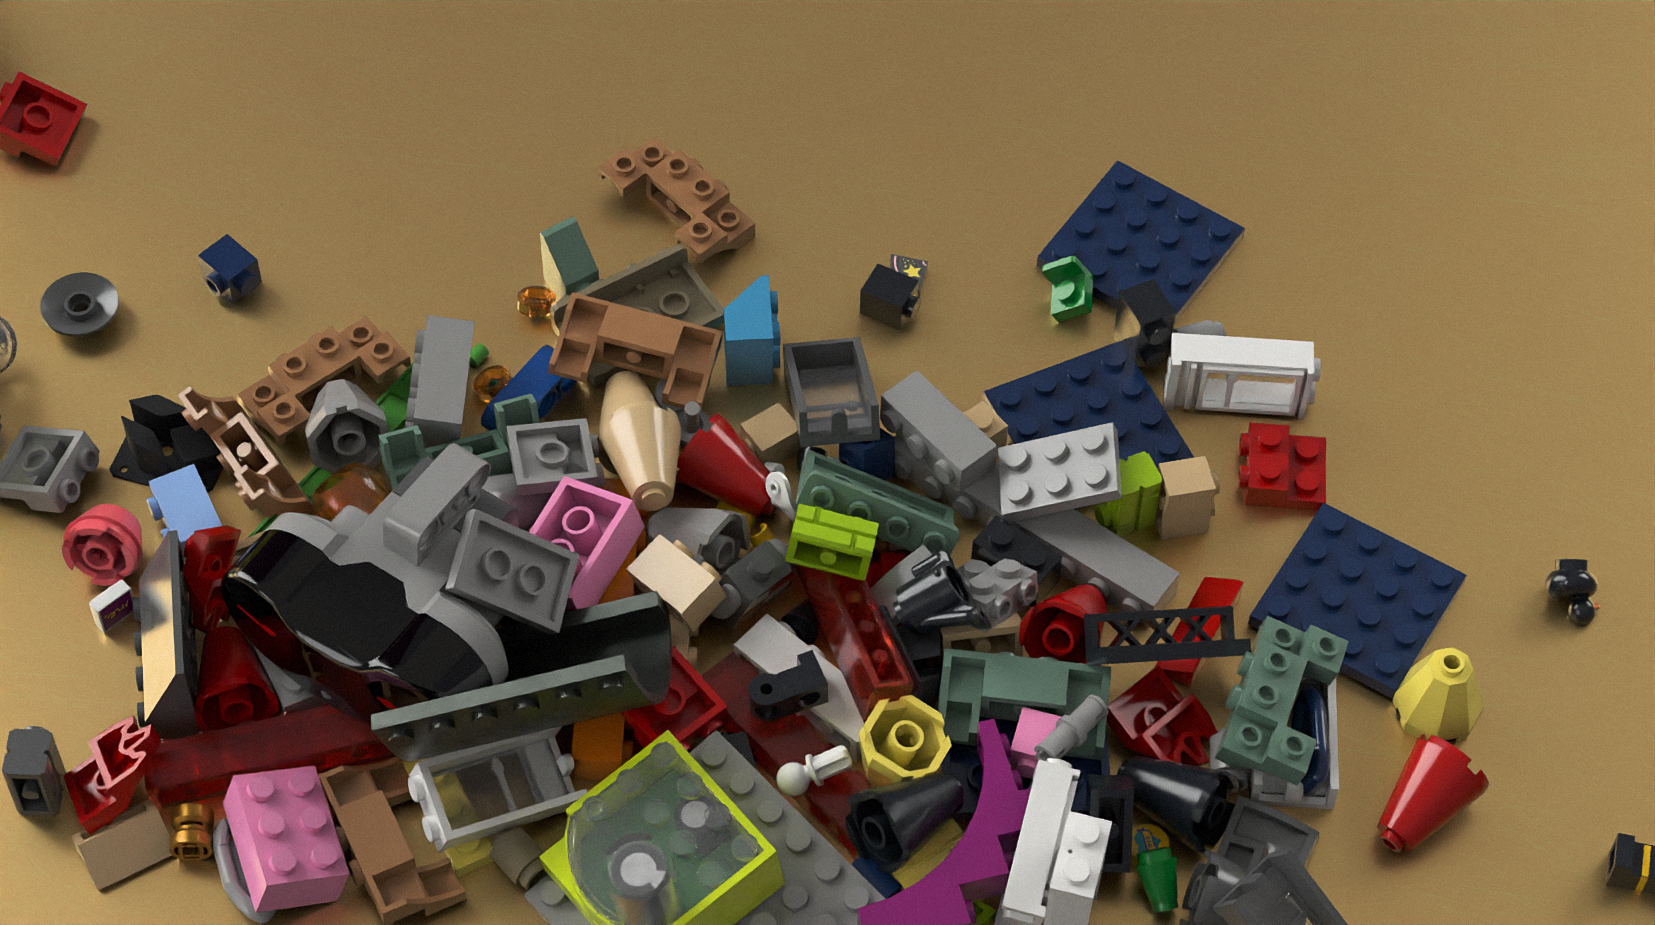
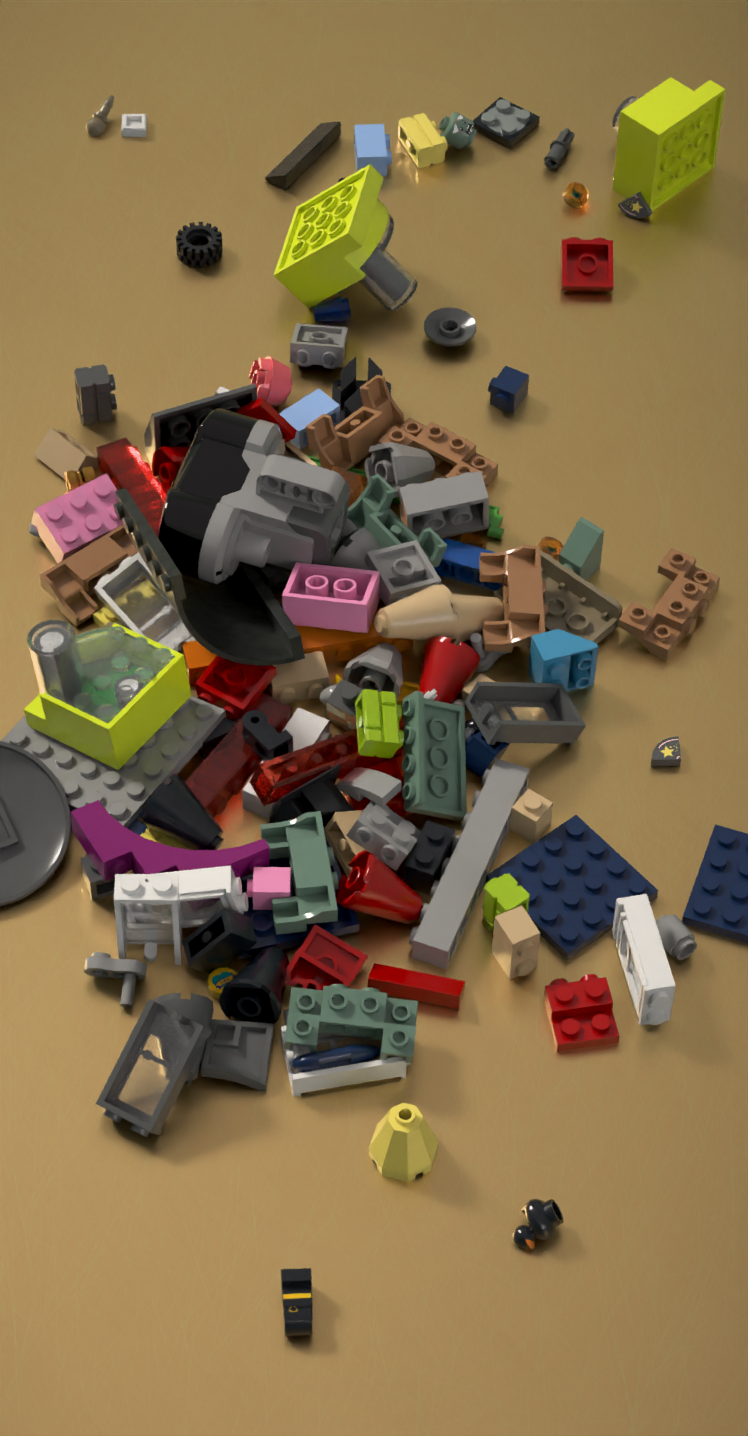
camera: 75 degrees right, 5 degrees down
(108, 779) = (105, 428): red plate -> none
(512, 571) = (274, 547): light grey plate -> none
(684, 585) = (324, 656): tan brick -> none
(795, 778) = (206, 764): white axle -> none
(890, 297) = (636, 741): black brick -> none
(902, 741) = (236, 801): light yellow cone -> none
(937, 432) = (508, 776): light grey brick -> none
(937, 598) = (350, 789): black piece -> none
(1060, 472) = (495, 850): light grey plate -> none
(1070, 288) = (688, 849): green bracket -> none
(1072, 729) = (275, 894): light grey pin -> none
(1145, 323) = (667, 887): black brick -> none
(1159, 877) = (198, 982): green cone -> none
(1171, 648) = (364, 943): black fence -> none
(1364, 591) = (480, 1081): dark blue plate -> none
(1428, 793) = (312, 1142): red cone -> none

